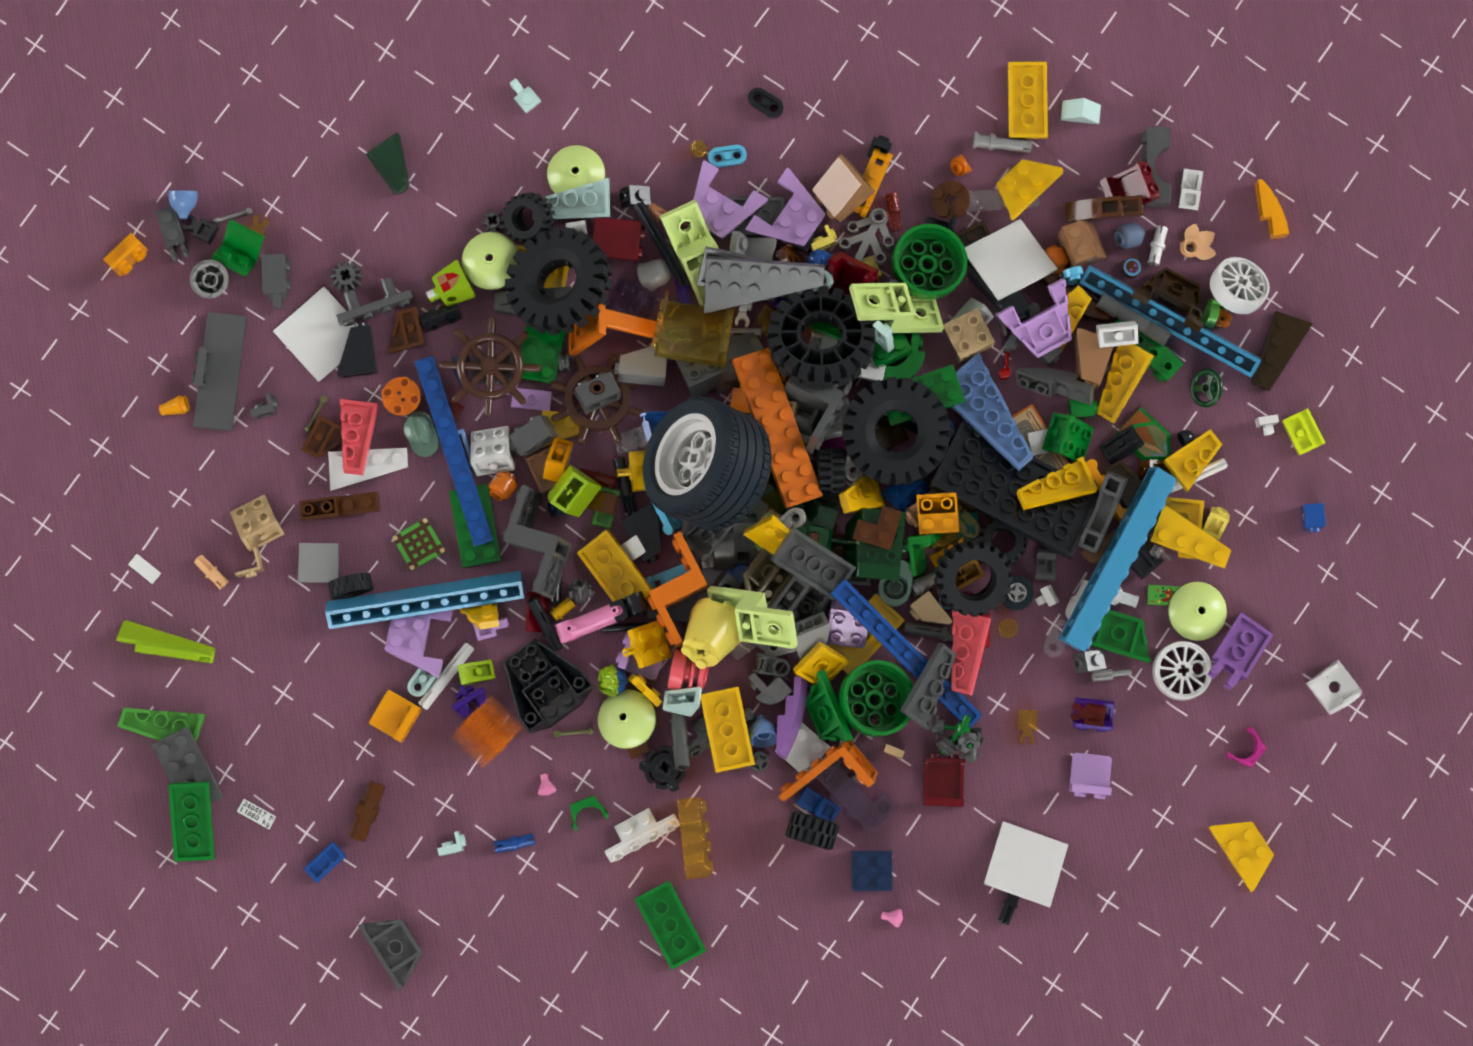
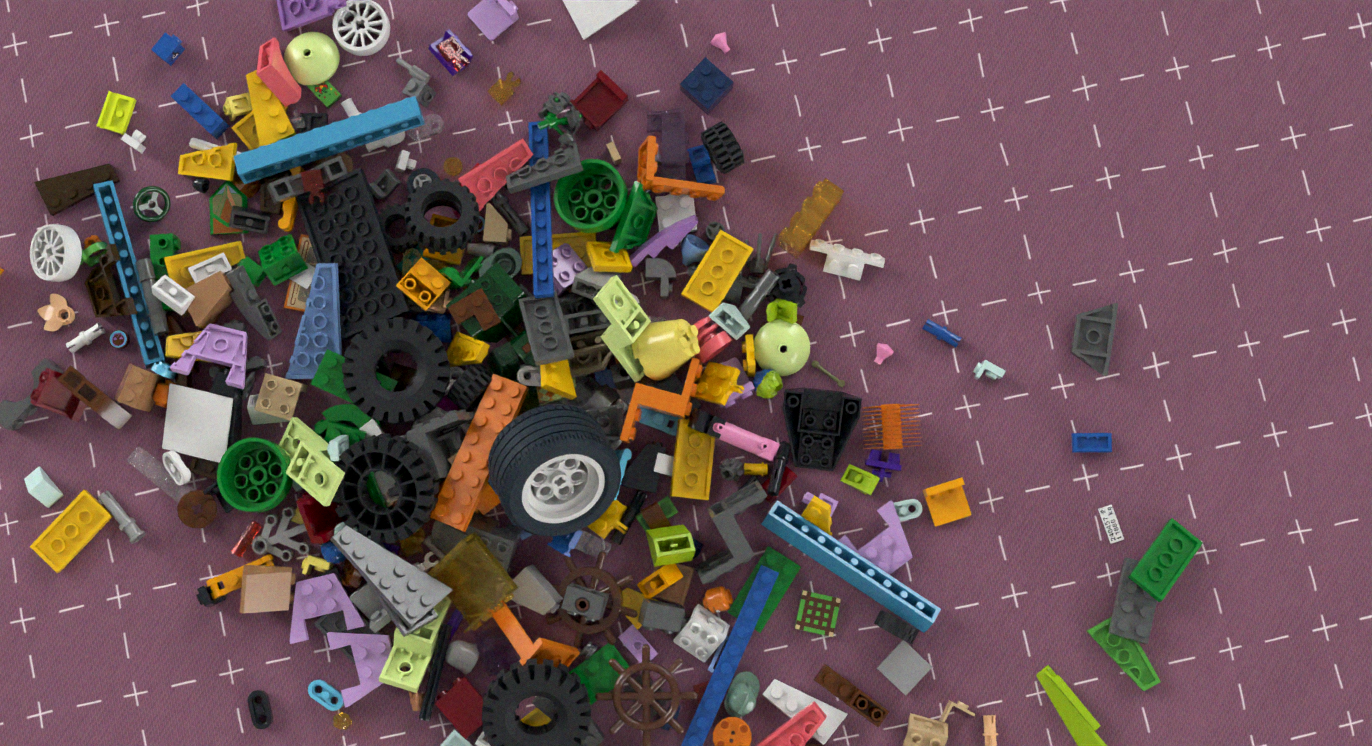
camera: 130 degrees left, 0 degrees up
(367, 811) = (1029, 451): reddish brown piece -> none
(446, 675) = (884, 497): white axle -> none
(590, 801) = (862, 313): green helmet -> none
(602, 479) = (641, 539): clear red axle -> none
(622, 627) = (720, 413): black piece -> none
(633, 194) = (421, 730): bracket -> none
(651, 746) = (782, 310): none -> lime bracket
(670, 925) = (882, 176): green plate -> none
(703, 766) = (758, 264): none -> dark grey plant
(769, 665) = (645, 292): dark grey piece -> none
(960, 166) = (167, 528): orange plate -> none
(993, 214) = (176, 467): none -> white plate
(1004, 374) = (280, 346): red hand -> none
(1025, 184) = (133, 469): yellow wing -> none
(1064, 484) = (317, 226): yellow wing -> none
(1095, 514) = (312, 182): none -> clear red plate
(1112, 379) = (209, 267): none -> white panel
(1122, 636) = (378, 85): green wing -> none
(1129, 235) = (97, 363): sand blue head -> none
(1190, 189) = (23, 357): white slope -> none
(1212, 572) = (275, 73): none -> coral arch
(1230, 490) = (200, 111): none -> blue arch

